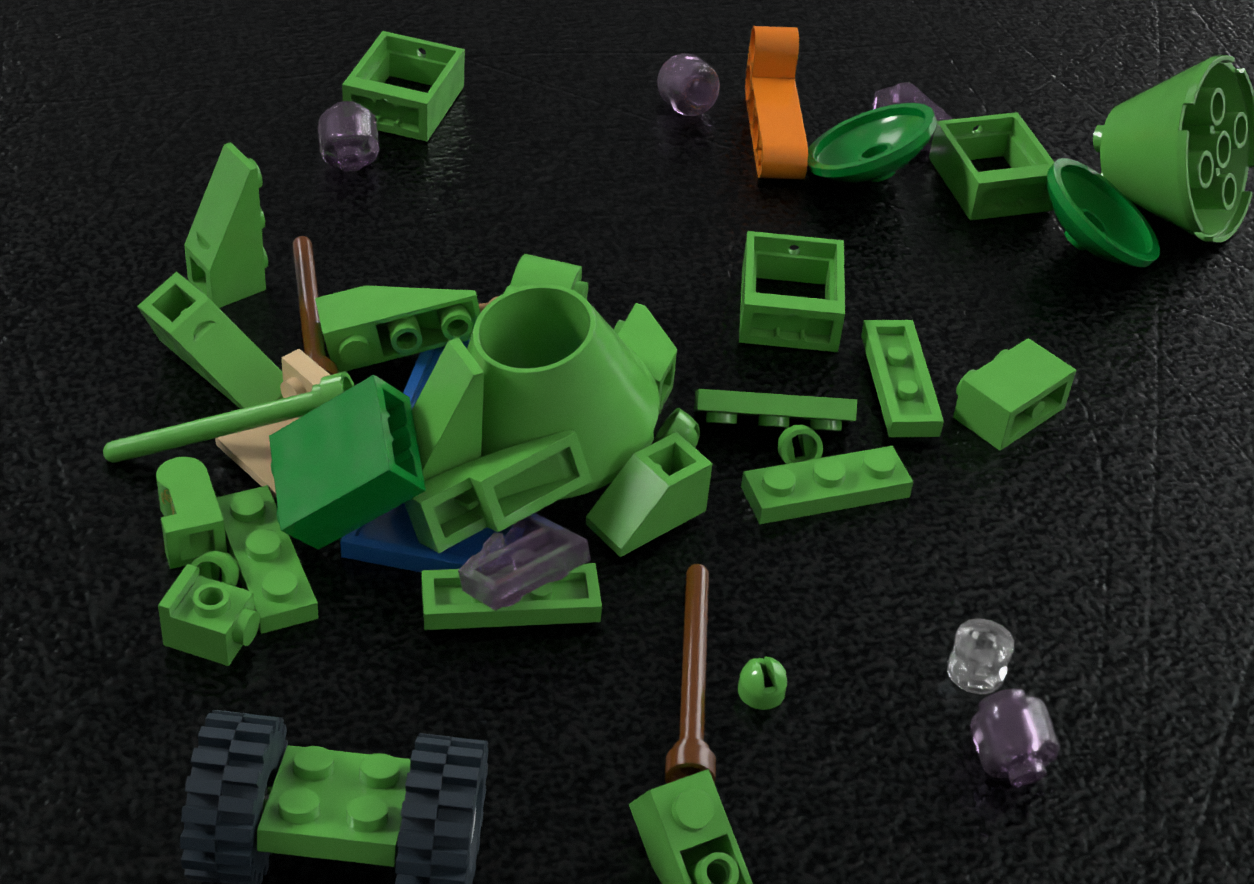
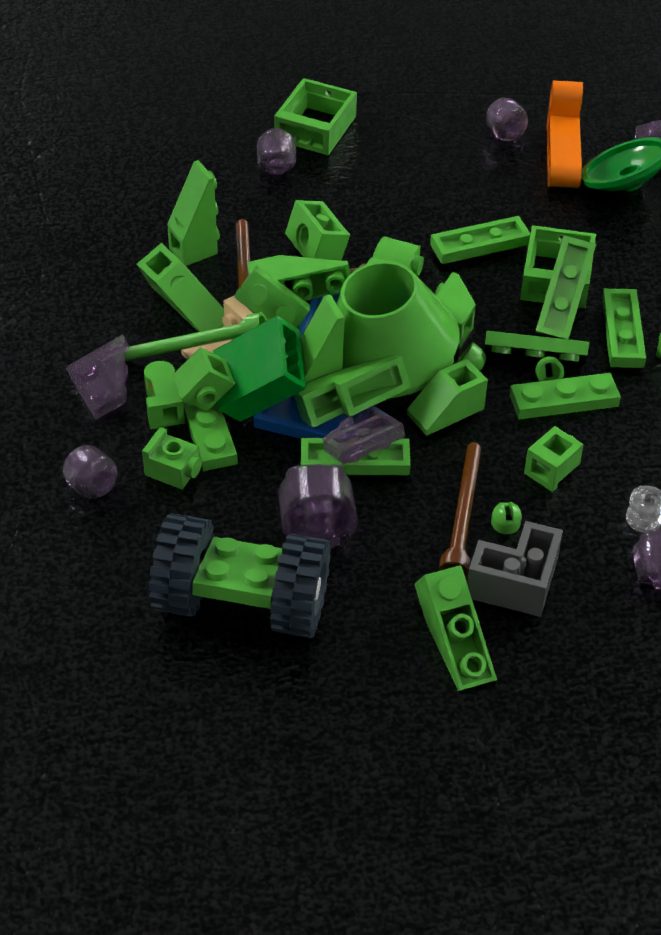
camera: 10 degrees right, 5 degrees up
(70, 645) = (90, 471): none -> clear purple head
(86, 487) = (102, 377): none -> clear purple wing
(210, 564) = (174, 428): bright green hinge -> none
(255, 483) = (203, 379): none -> bright green brick
(349, 345) = (267, 295): none -> bright green brick
(420, 248) = (316, 231): none -> bright green brick
(458, 677) = (317, 503): none -> clear purple brick
(669, 256) = (480, 239): none -> bright green plate
(799, 780) = (518, 576): none -> dark grey brick
(811, 320) = (565, 288): none -> bright green plate
(824, 582) = (553, 458): none -> bright green brick

